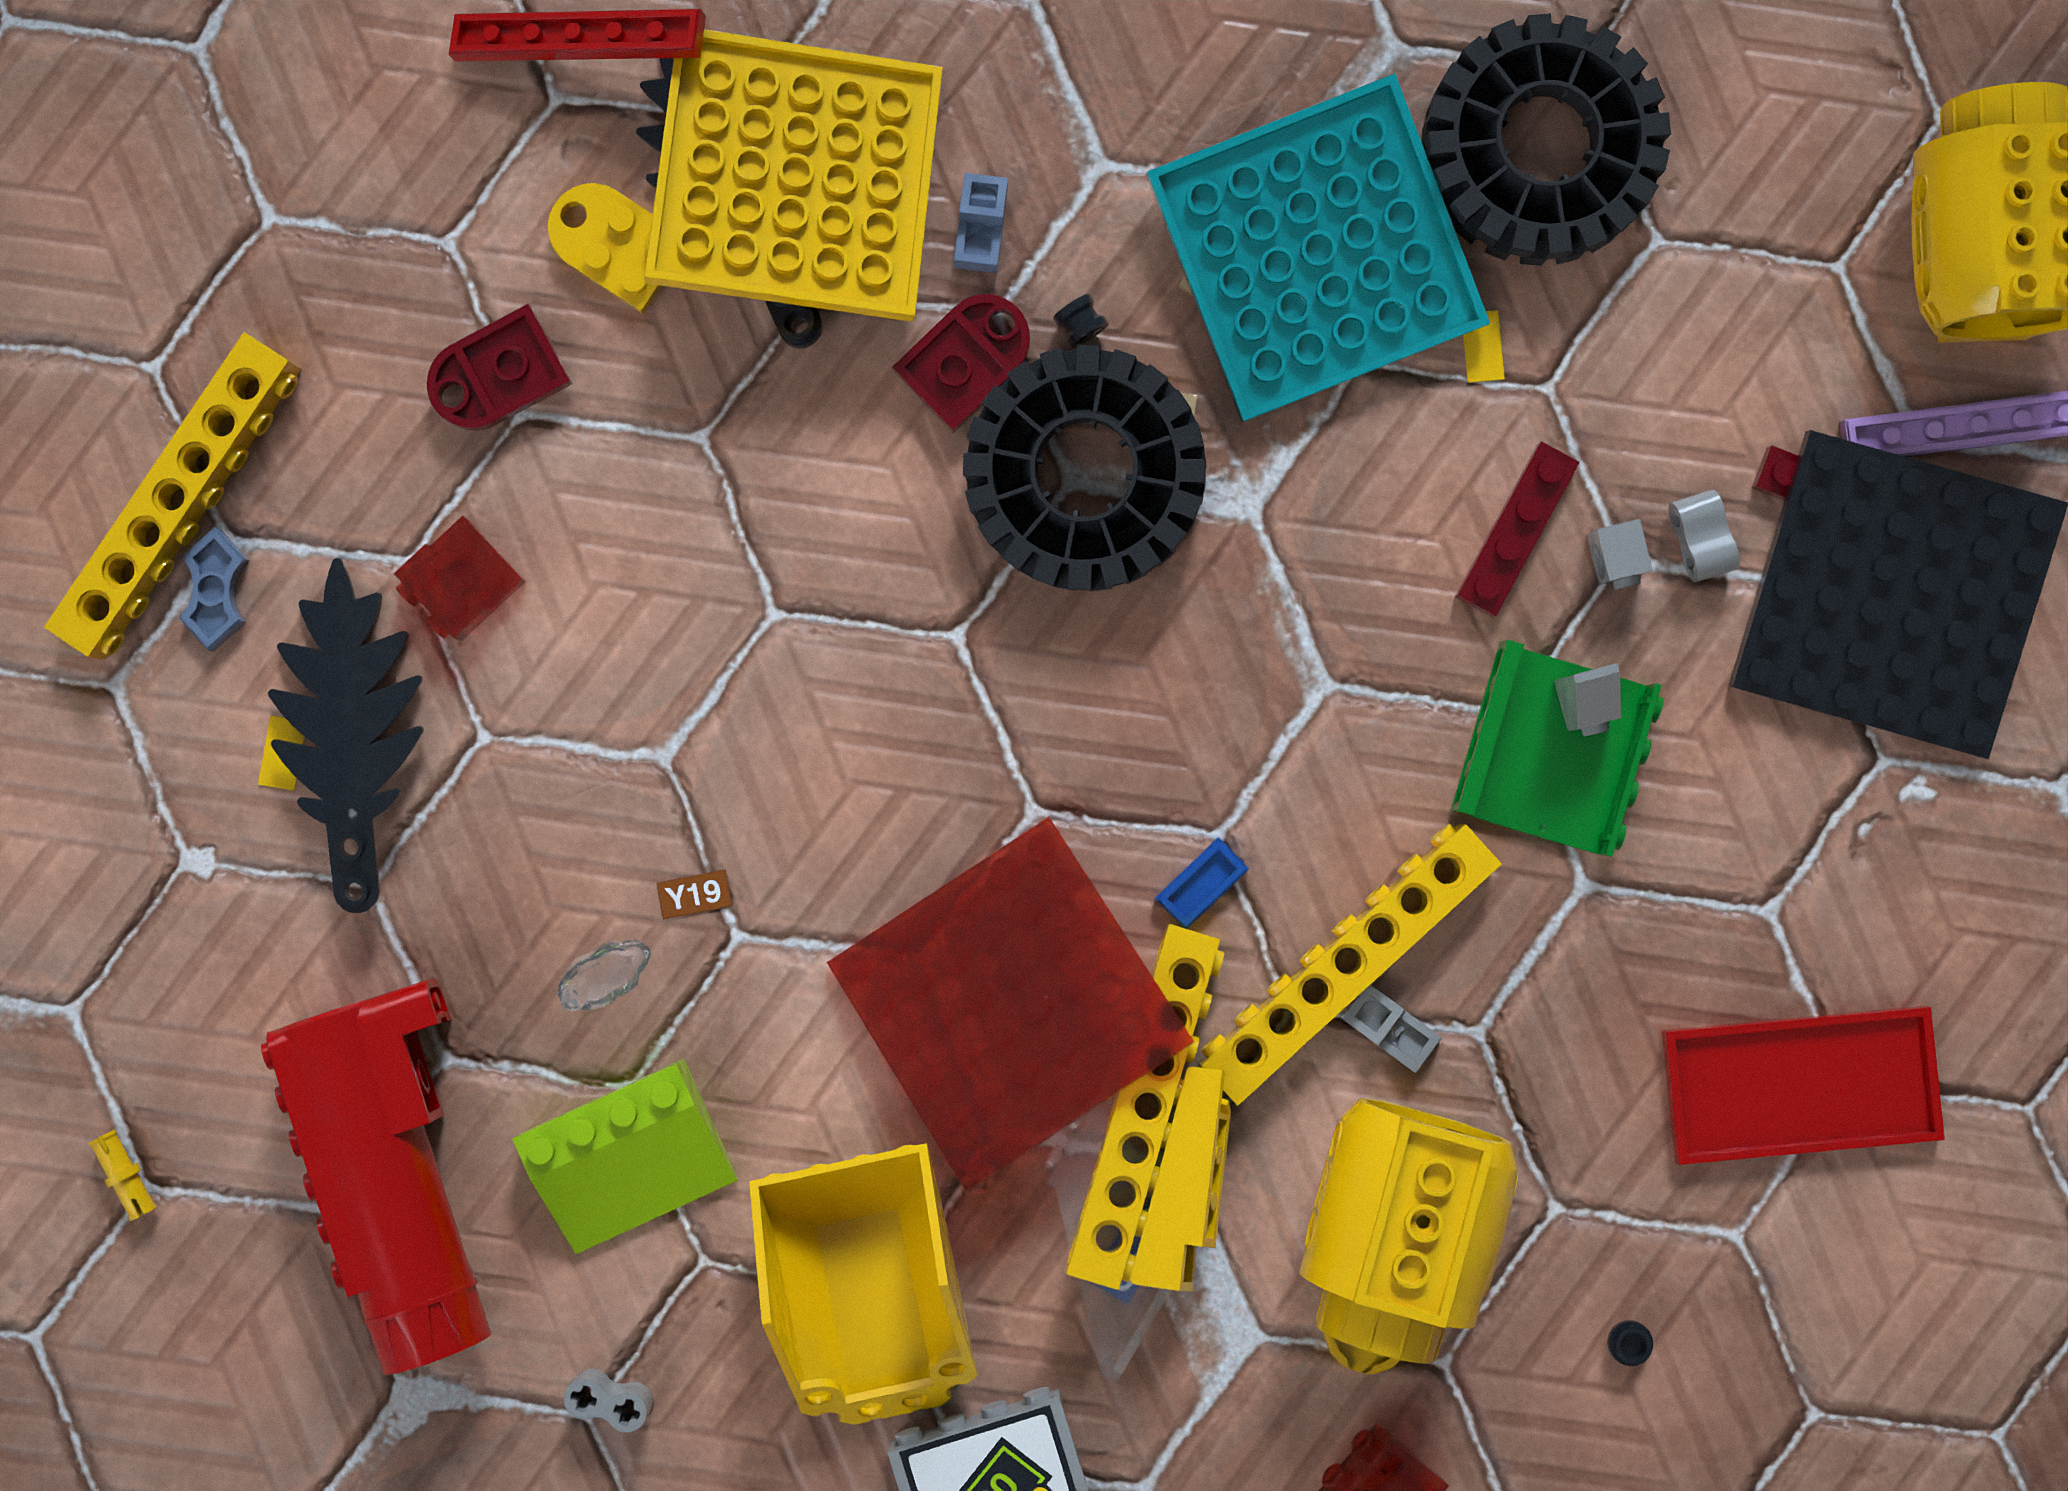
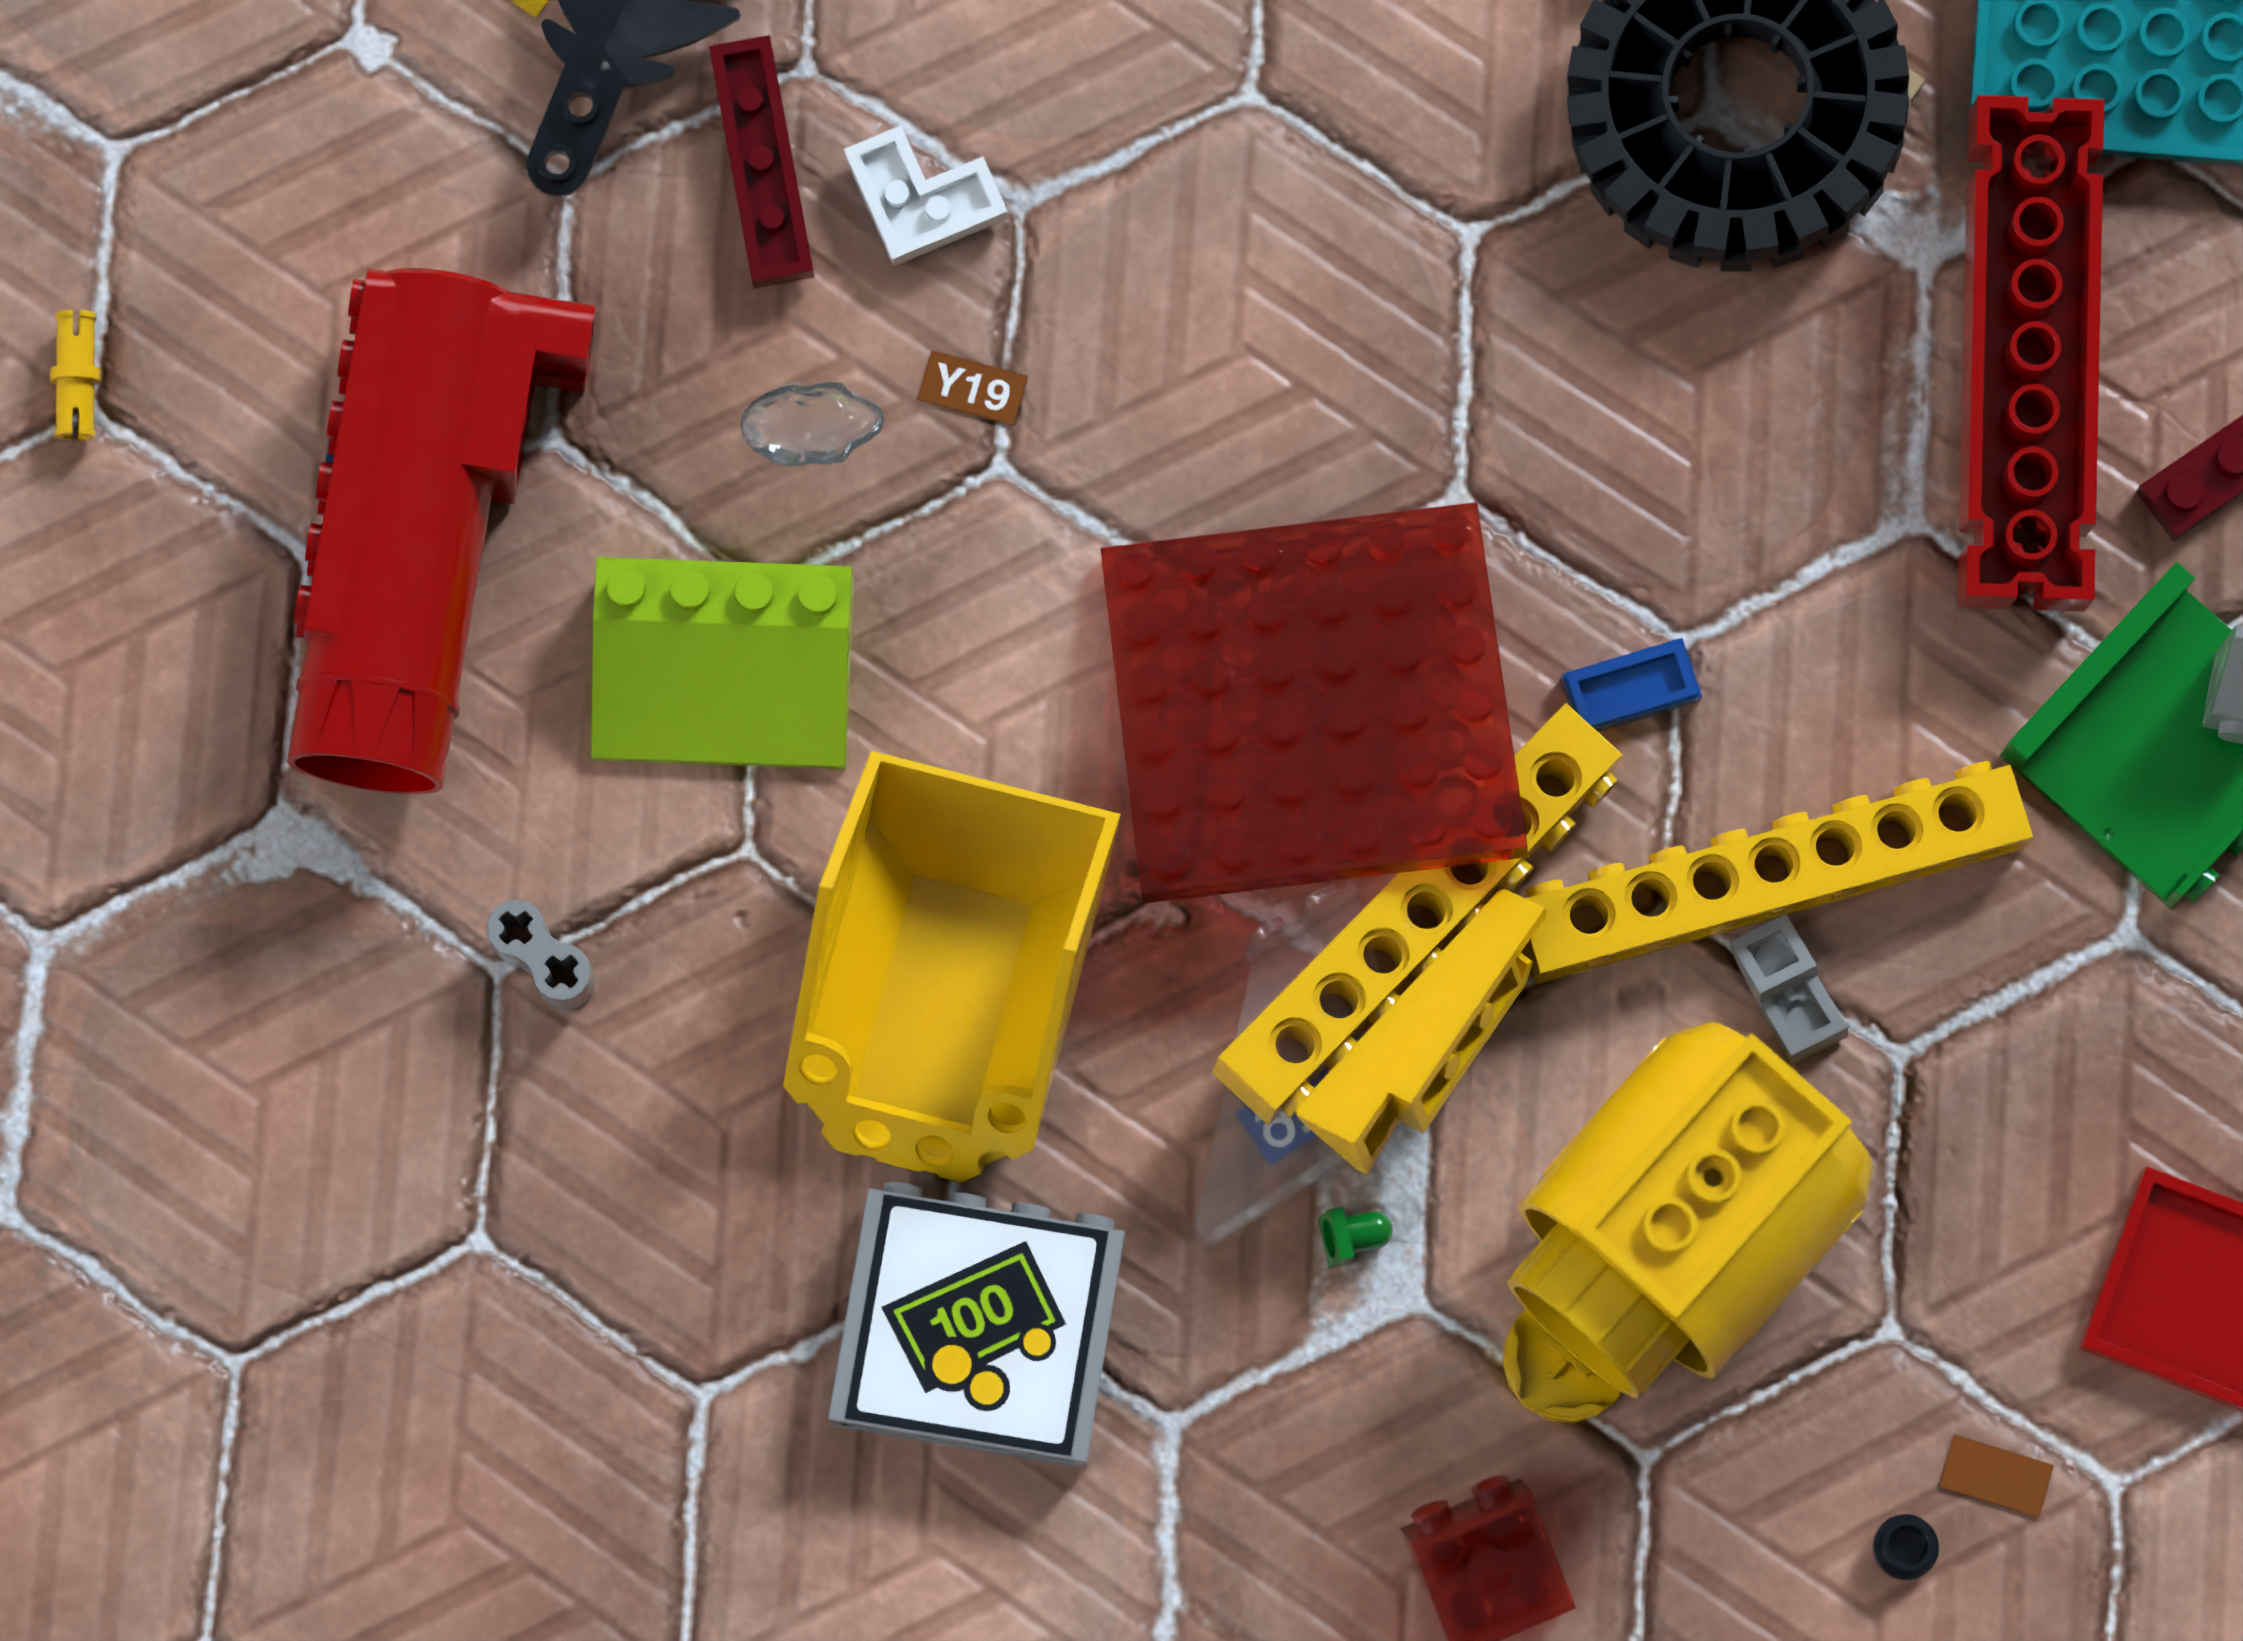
camera: 25 degrees right, 10 degrees down
(485, 817) = (761, 161): none -> dark red plate
(601, 801) = (917, 212): none -> white plate
(1200, 1319) = (1352, 1234): none -> green piece
(1353, 549) = (2031, 353): none -> red brick
(1662, 1267) = (1996, 1476): none -> dark orange sticker

